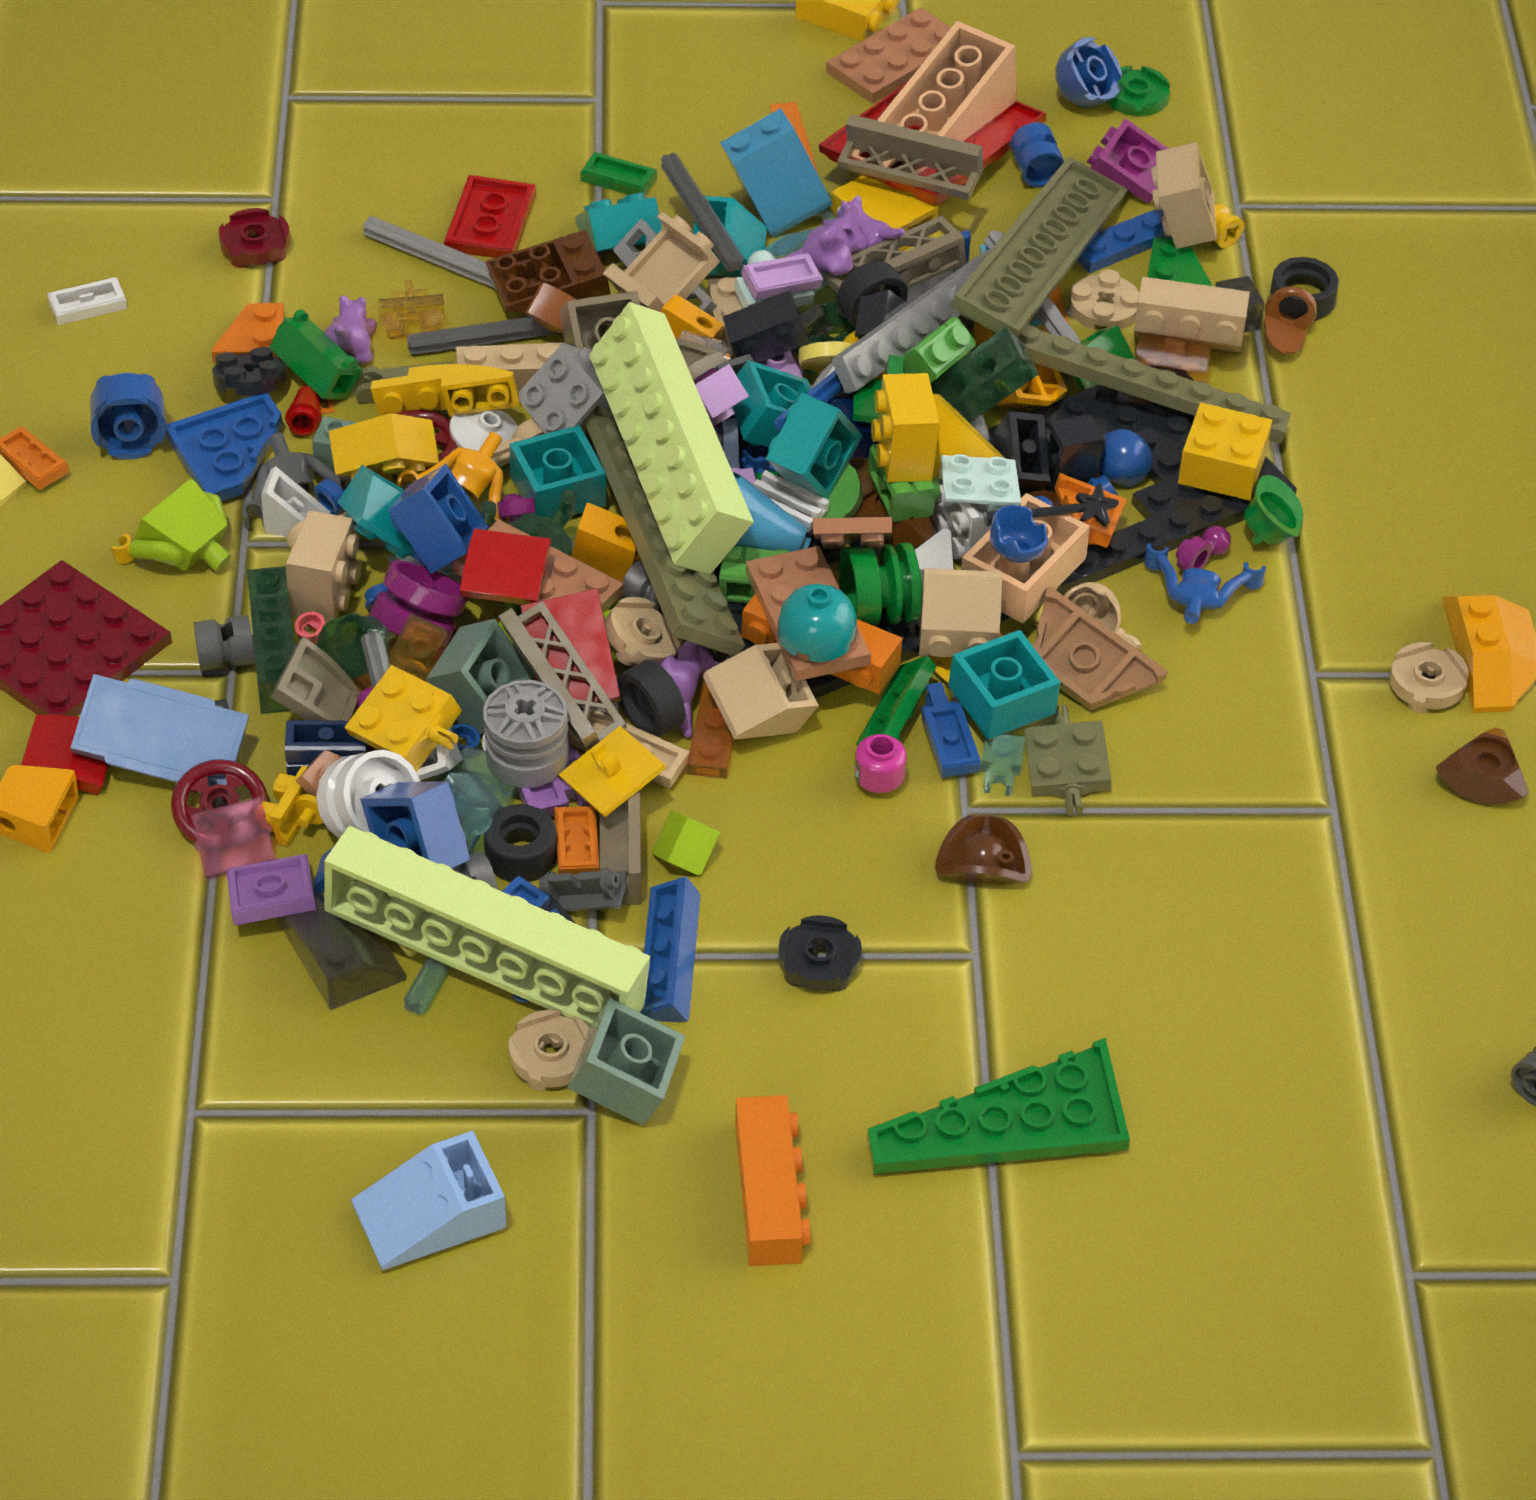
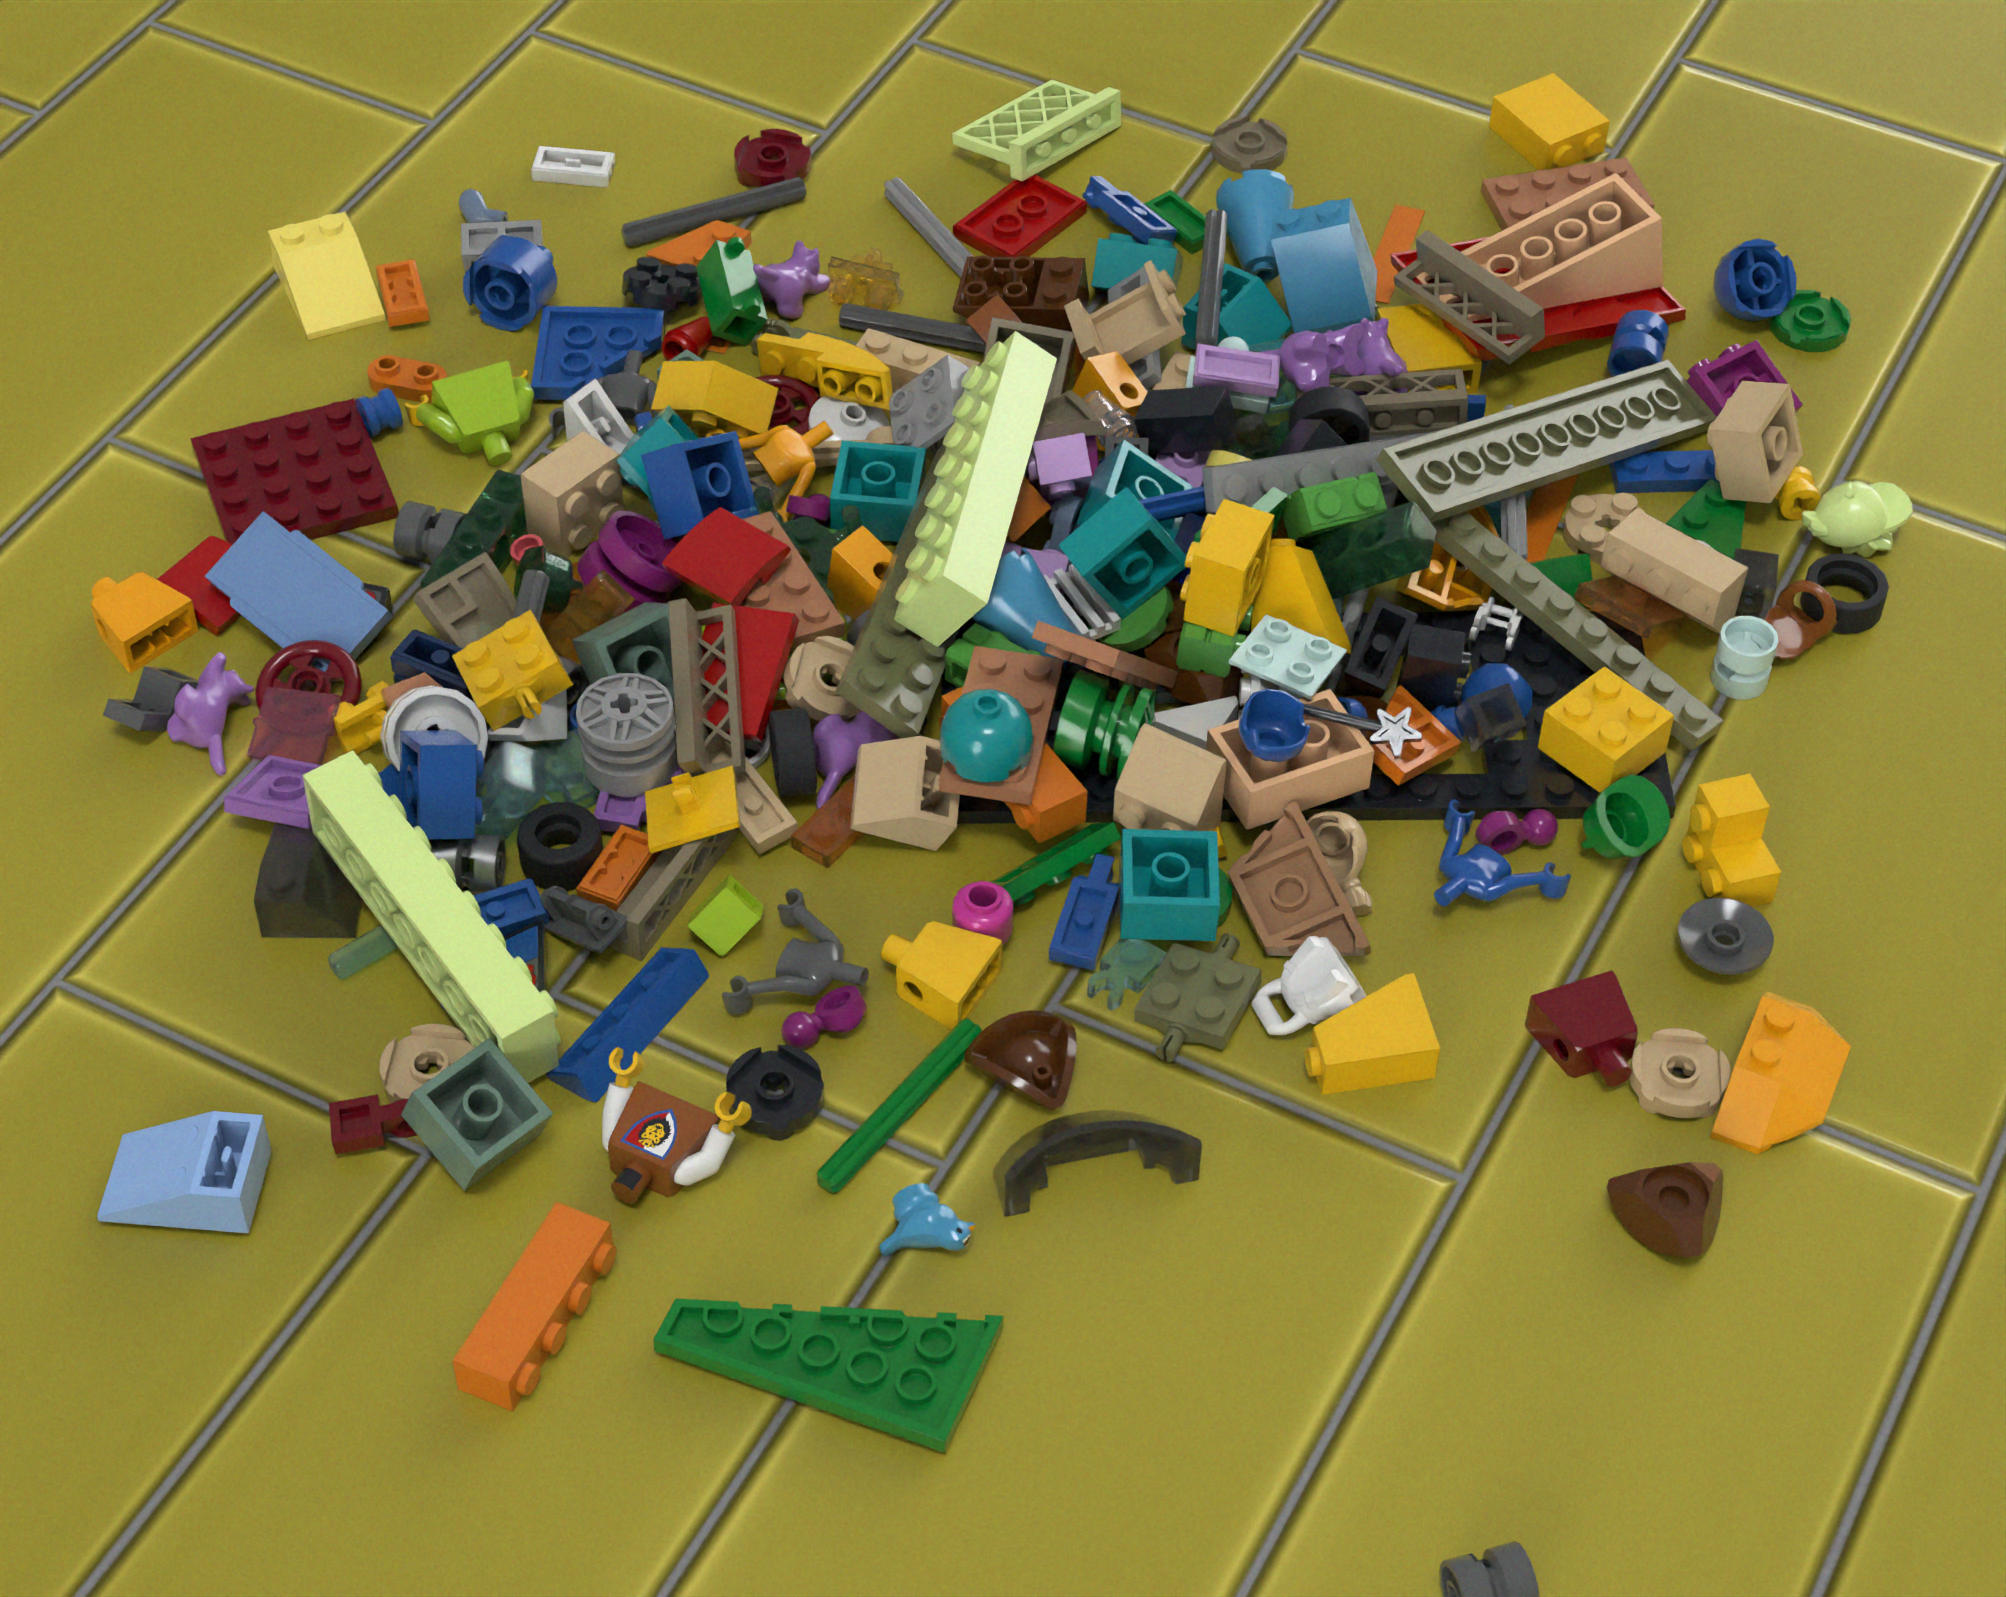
camera: 30 degrees right, 0 degrees up
(38, 368) = (475, 209): none -> sand blue arm
(75, 387) = (478, 236): none -> light grey hinge
(90, 527) = (404, 376): none -> orange plate
(96, 560) = (379, 412): none -> blue wheel
(97, 863) = (152, 701): none -> dark grey slope
(150, 858) = (202, 711): none -> medium lavender animal
(237, 298) = (718, 209): none -> dark grey axle
(477, 136) = (1042, 127): none -> yellowish green fence
(535, 1109) = (363, 1121): none -> dark red plate
(575, 181) = (1127, 211): none -> blue hinge
(625, 94) = (1249, 145): none -> dark tan tile
(691, 140) = (1250, 213): none -> dark azure cone
(767, 1022) = (661, 1138): none -> torso
(775, 854) = (803, 965): none -> dark grey piece
(822, 876) = (836, 1011): none -> magenta plate
(877, 816) = (944, 970): none -> yellow torso
(915, 926) = (897, 1107): none -> green axle
(1001, 998) = (925, 1222): none -> dark azure animal
(1068, 885) = (1087, 1137): none -> clear smoke windscreen
(1101, 399) = (1483, 618): none -> white piece
(1142, 471) = (1490, 717): none -> clear smoke brick
(1148, 716) = (1313, 985): none -> white piece
(1217, 738) = (1375, 1041): none -> yellow slope
(1273, 361) = (1744, 657): none -> light aqua wheel
(1279, 226) = (1859, 516): none -> yellowish green hair
(1349, 669) = (1586, 1027): none -> dark red torso
(1354, 501) = (1728, 841): none -> yellow brick
(1395, 567) = (1725, 936): none -> dark grey dish

